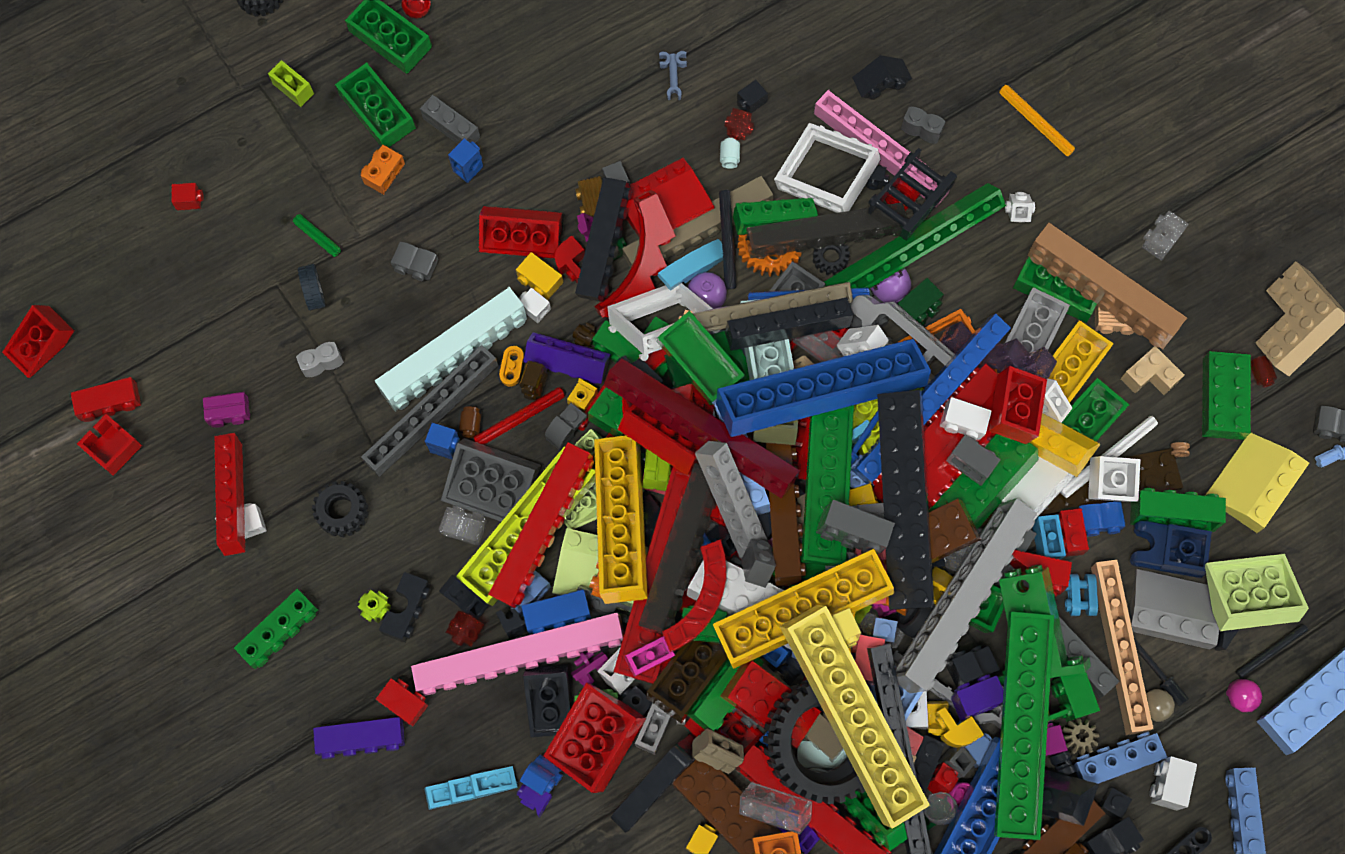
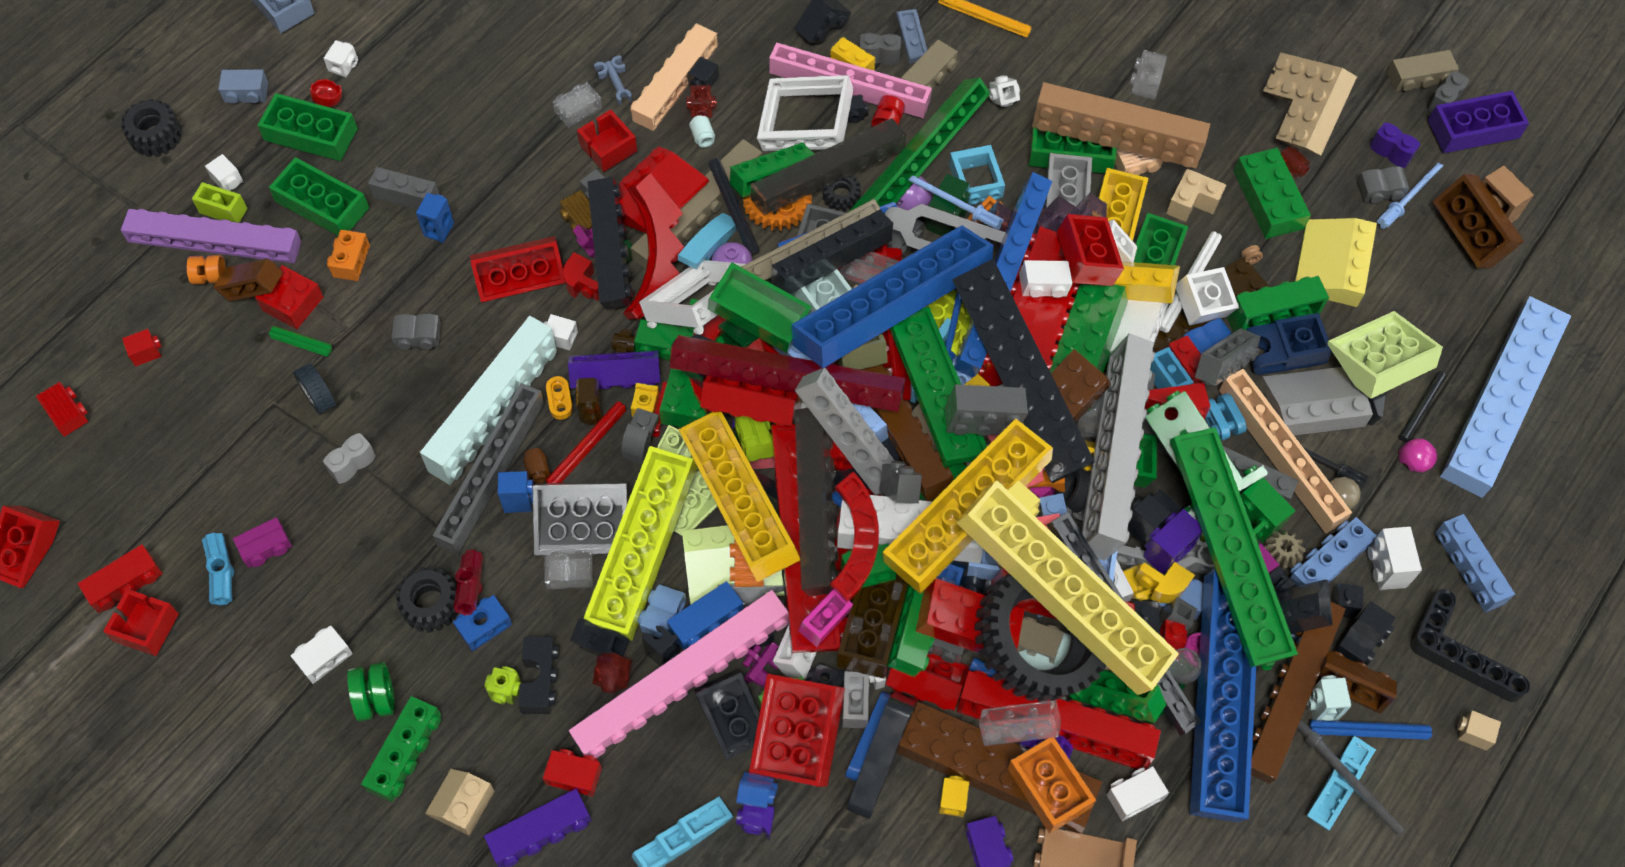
camera: 25 degrees left, 10 degrees down
(106, 230) = (62, 408): none -> red brick
(186, 407) = (219, 581): none -> dark azure piece
(229, 494) = (299, 624): red brick -> none
(262, 143) = (203, 270): none -> orange wheel
(267, 573) = (371, 691): none -> green wheel
(275, 111) = (211, 235): none -> medium lavender brick
(290, 167) = (248, 280): none -> reddish brown brick
(304, 54) = (224, 173): none -> white brick
(307, 690) = (460, 801): none -> tan slope
(320, 192) = (291, 298): none -> red brick
(376, 507) = (468, 582): none -> dark red piece
(389, 547) = (477, 635): none -> blue brick
(539, 276) = (553, 300): yellow brick -> none
(541, 525) = (657, 531): red brick -> none
(629, 88) = (577, 104): none -> clear brick
(640, 775) = (867, 737): none -> blue beam
(643, 139) = (611, 145): none -> red piece
(717, 751) = (935, 690): dark tan brick -> none
(723, 91) = (673, 77): none -> light nougat brick
(862, 339) = (909, 244): white brick -> none
(893, 125) = (852, 54): none -> yellow brick
(919, 210) = (914, 117): black fence -> none
(937, 329) = (979, 213): none -> light blue piece
(960, 119) = (911, 34): none -> sand blue tile
(961, 263) = (973, 158): none -> medium azure window
(963, 159) = (933, 65): none -> dark tan brick
(973, 459) = (1070, 314): dark grey brick -> none
(1107, 544) = (1227, 357): none -> dark grey brick

